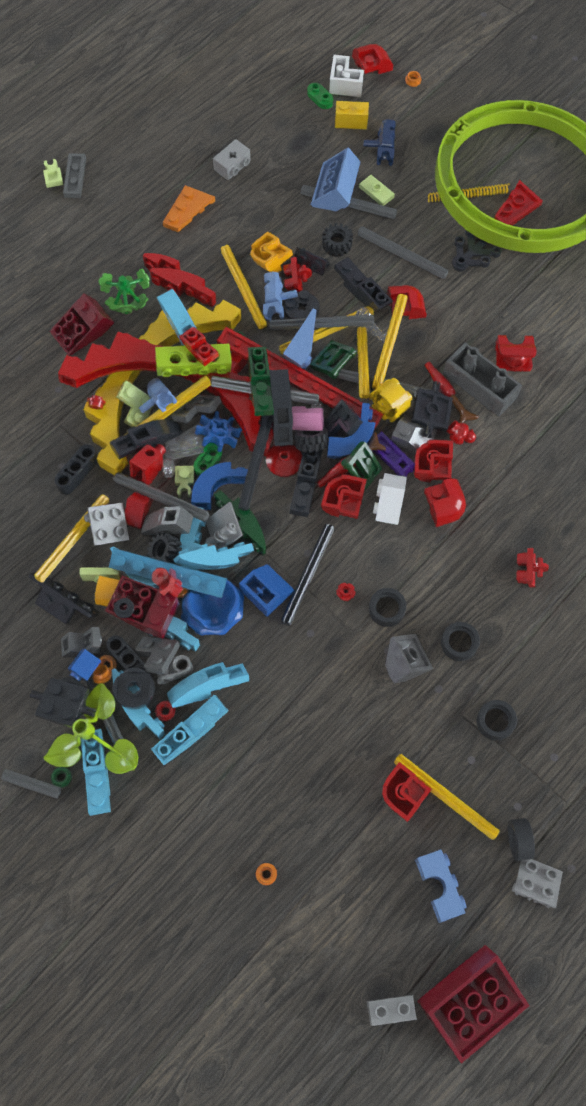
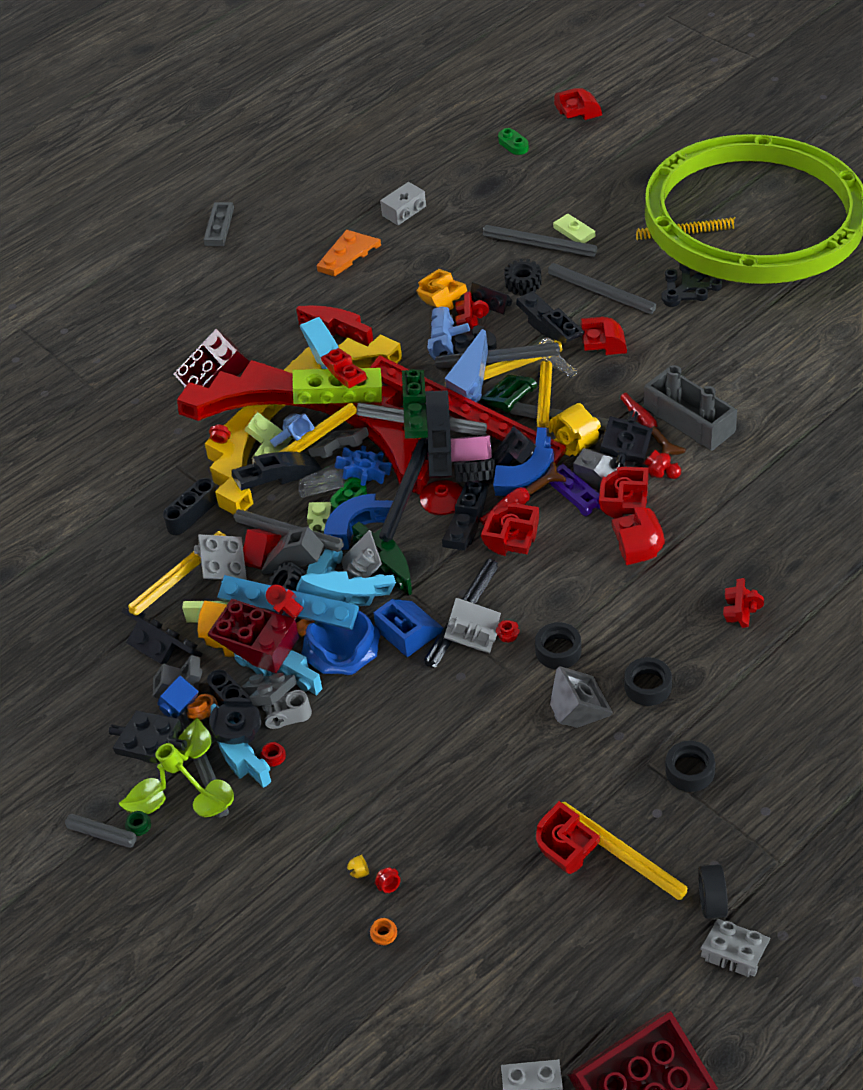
camera: 10 degrees right, 20 degrees down
(52, 174) = (193, 223): yellowish green plate -> none
(96, 775) = (180, 817): medium azure slope -> none
(124, 613) = (229, 627): black plate -> none
(125, 286) = (267, 327): bright green plant -> none
(147, 463) = (274, 497): red torso -> none
(154, 260) = (309, 299): red slope -> none
(168, 467) = (300, 504): clear tile -> none
(190, 730) = (300, 776): medium azure slope -> none
(200, 684) = (316, 724): medium azure slope -> none
(242, 816) = (360, 867): none -> yellow hinge
(243, 287) = (407, 326): yellow axle -> none
(266, 827) = (387, 880): none -> red plate
(318, 589) = (472, 625): none -> light grey hinge
(336, 181) = (525, 218): medium blue slope -> none
(345, 80) = (542, 123): white brick -> none
(351, 115) = (548, 156): yellow brick -> none
(365, 461) = (539, 492): dark green plate -> none
(385, 142) = (587, 183): dark blue piece -> none
(389, 341) = (578, 367): yellow axle -> none
(391, 495) = (567, 530): white brick -> none
(413, 79) = (625, 121): orange plate -> none
(450, 903) = (600, 925): medium blue arch -> none
(515, 356) = (736, 386): red piece -> none
(518, 205) = (747, 236): red wing -> none

